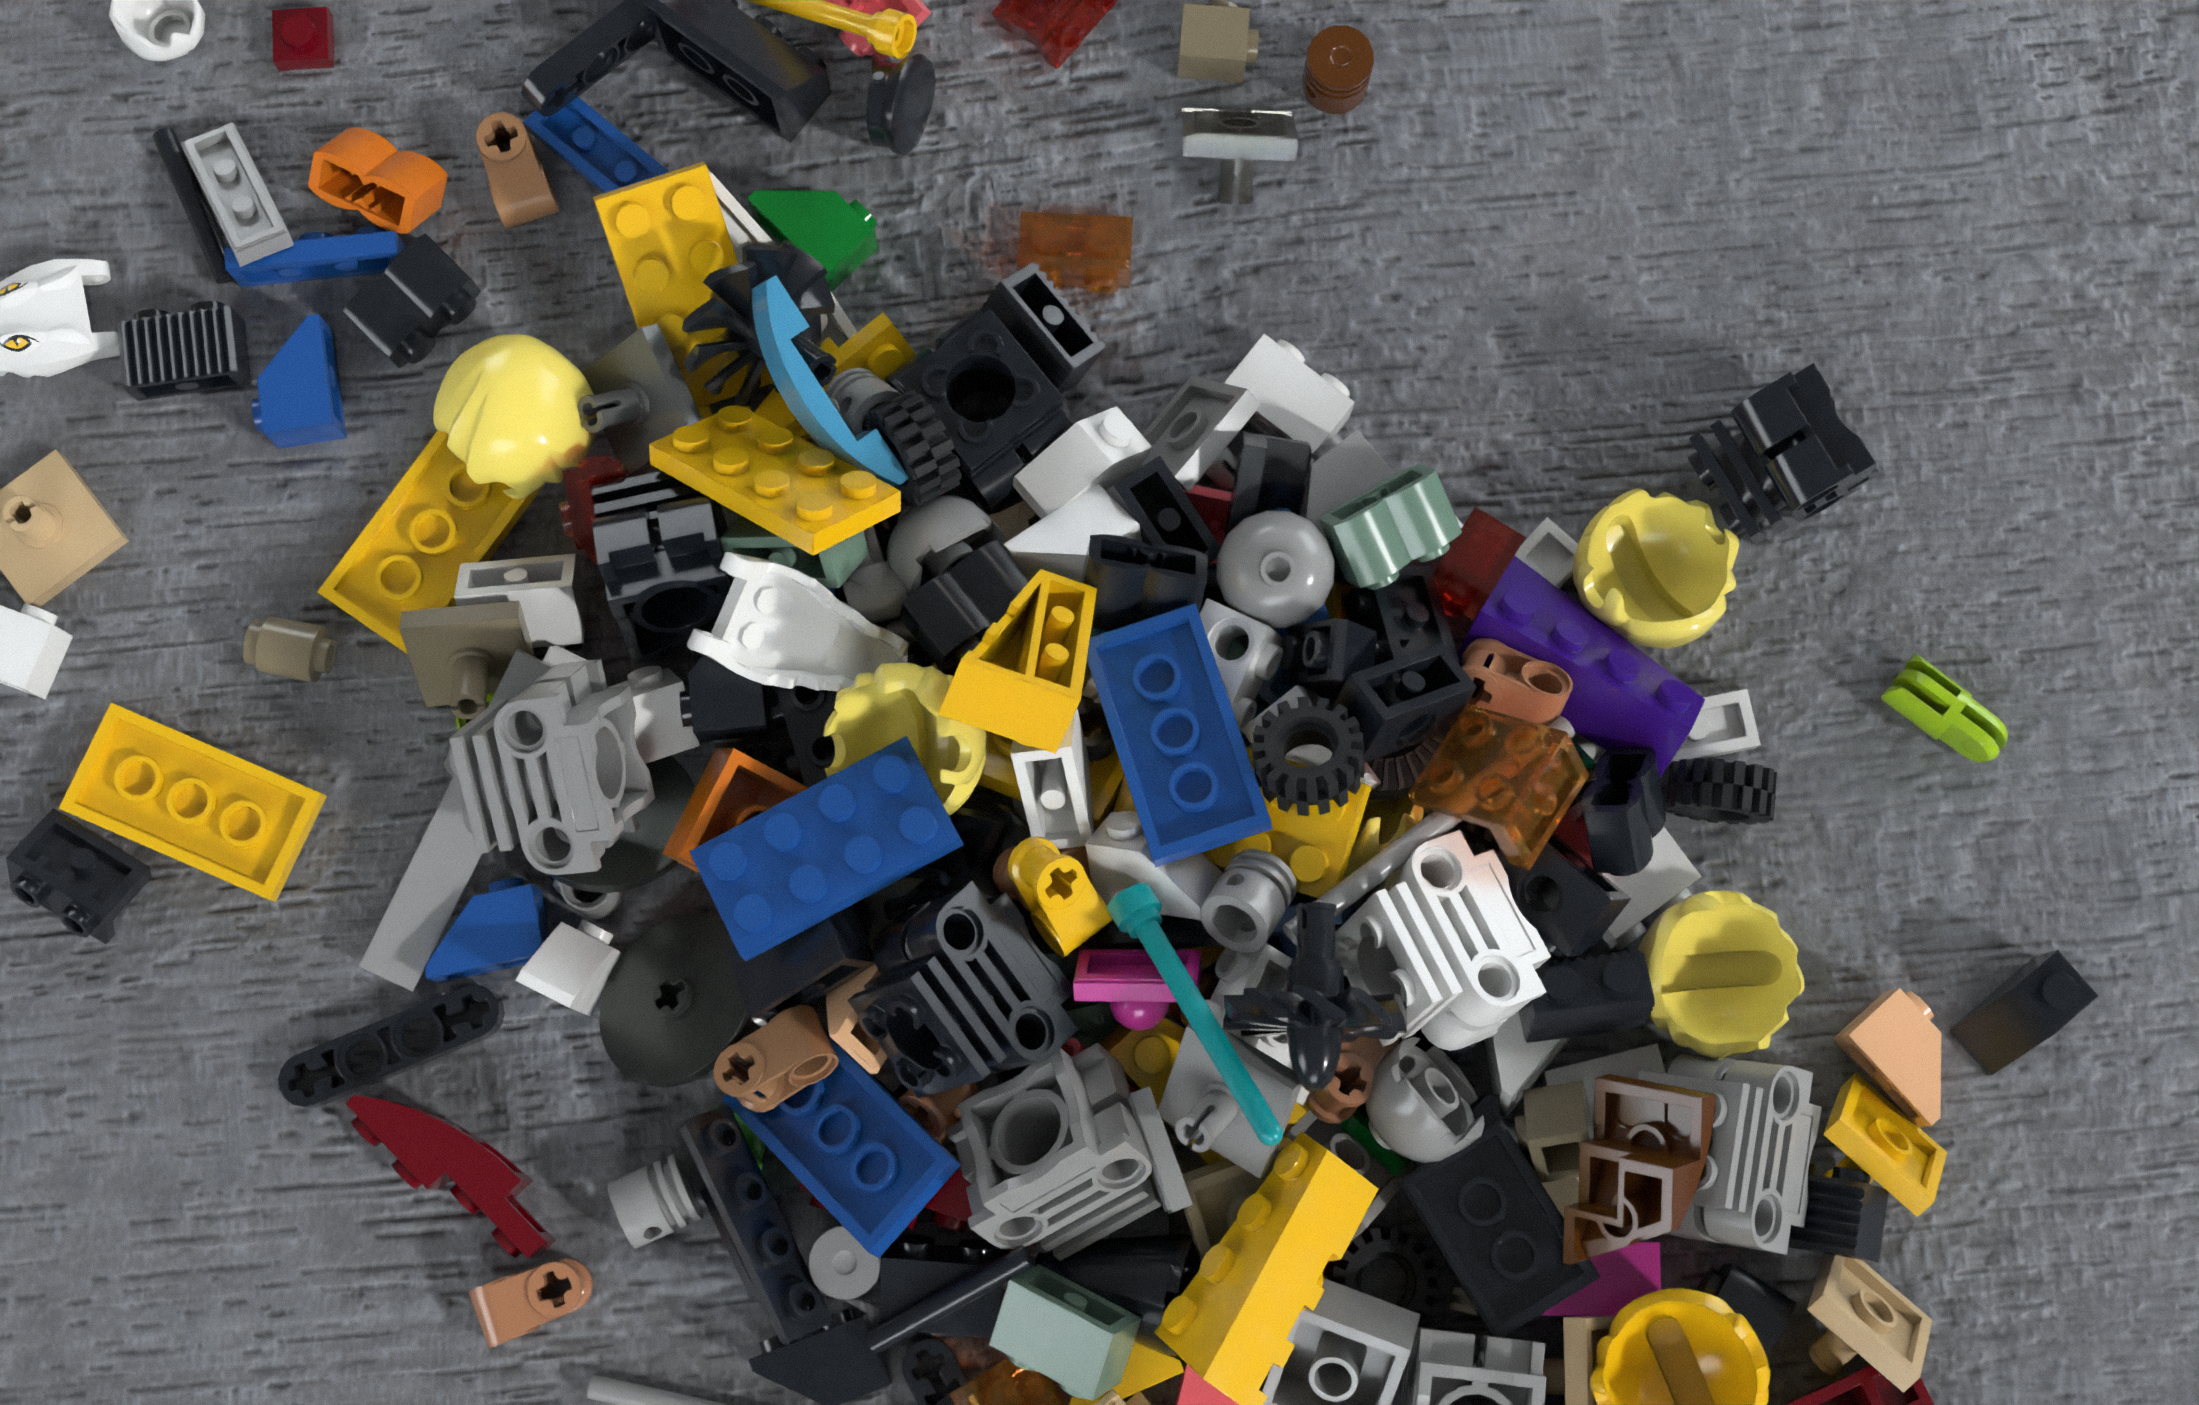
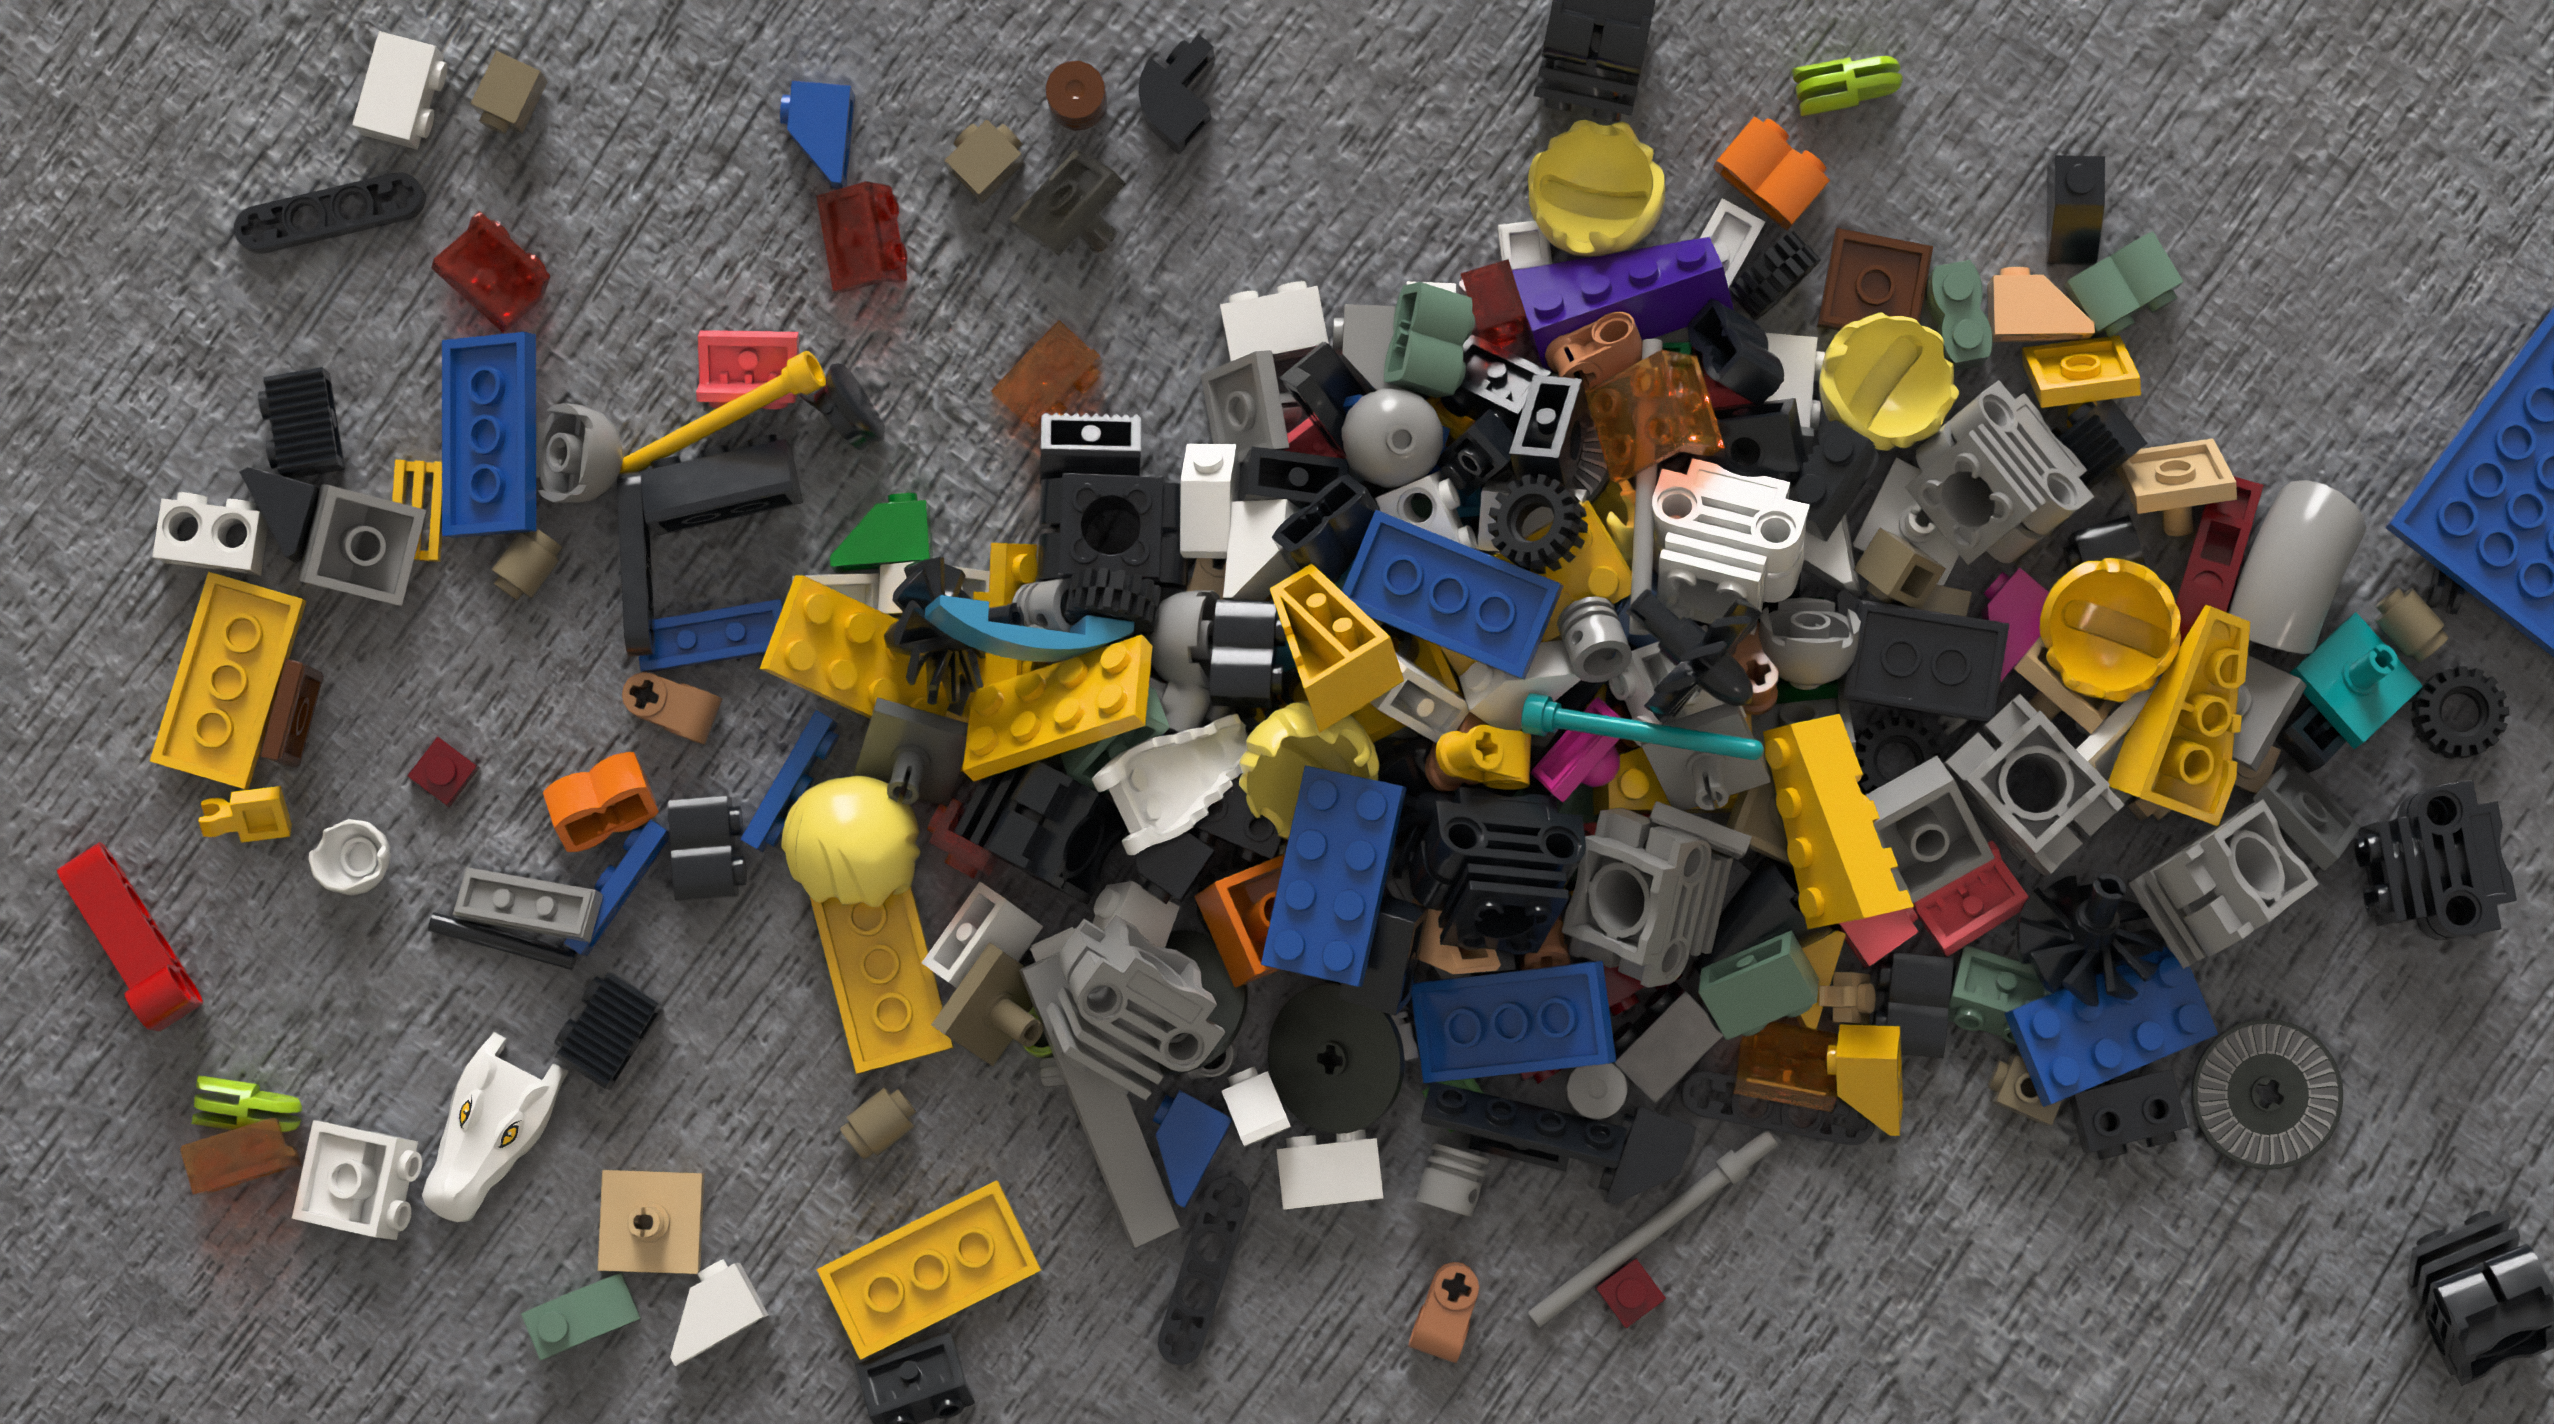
camera: 40 degrees left, 5 degrees up
(302, 389) = (704, 973): blue slope -> none
(439, 1150) = (1299, 1292): dark red slope -> none
(571, 1082) = (1329, 1171): none -> white brick
(578, 316) = (791, 782): none -> blue plate
(780, 1059) = (1436, 1019): medium nougat piece -> none
(949, 1299) = (1677, 1041): black bar -> none
(1406, 143) = (1166, 102): none -> black brick
(1638, 1165) = (1961, 541): reddish brown slope -> none
(1800, 881) = (1872, 277): none -> reddish brown tile
(1809, 713) = (1772, 172): none -> orange brick
(1838, 978) = (1954, 303): none -> sand green brick
(1999, 1117) = (2125, 284): none -> sand green brick

